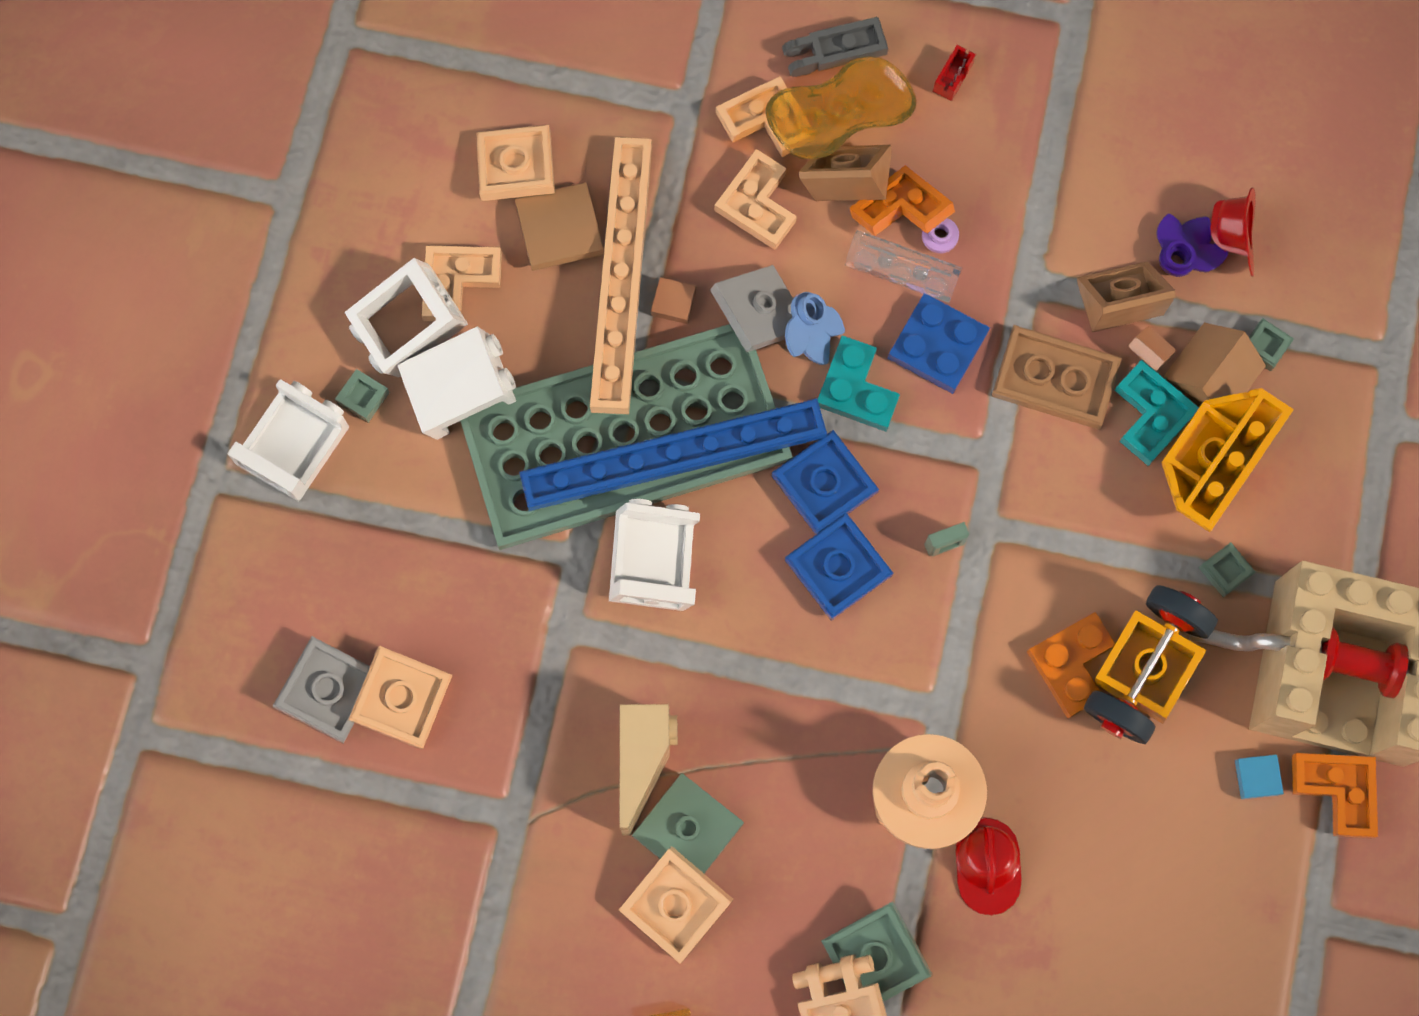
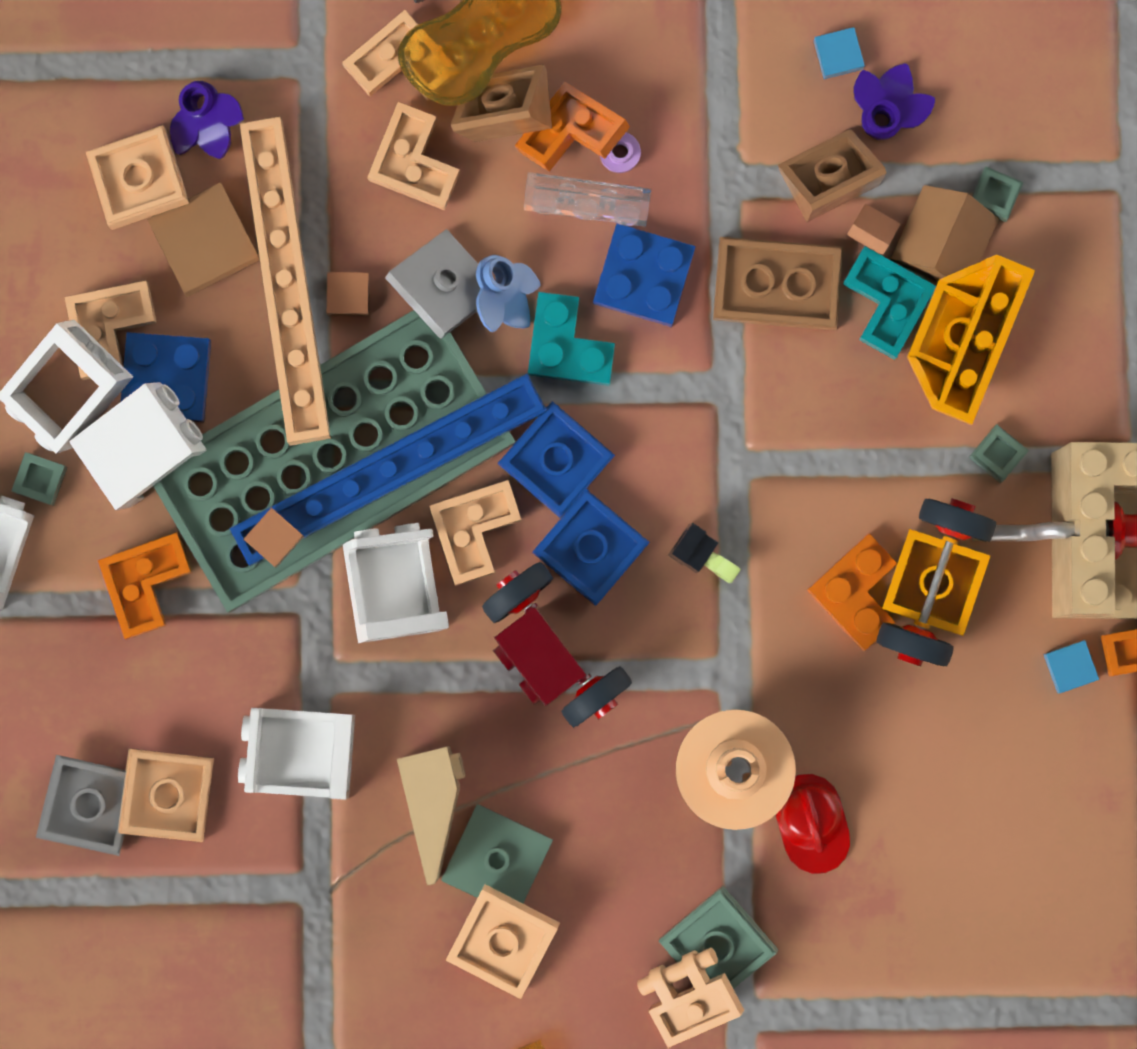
camera: 15 degrees left, 10 degrees up
(422, 496) = (132, 579): none -> orange plate
(509, 321) = (174, 362): none -> blue plate
(529, 688) = (297, 753): none -> white panel
(556, 487) = (273, 537): none -> nougat tile
(585, 133) = (206, 125): none -> dark purple plate
(732, 515) = (461, 526): none -> light nougat plate
(773, 649) = (541, 655): none -> brick
(934, 590) = (696, 550): none -> black piece
(946, 539) = (698, 492): sand green tile -> none
(1150, 196) = (839, 53): none -> dark azure tile
(1233, 226) = (935, 71): red piece -> none

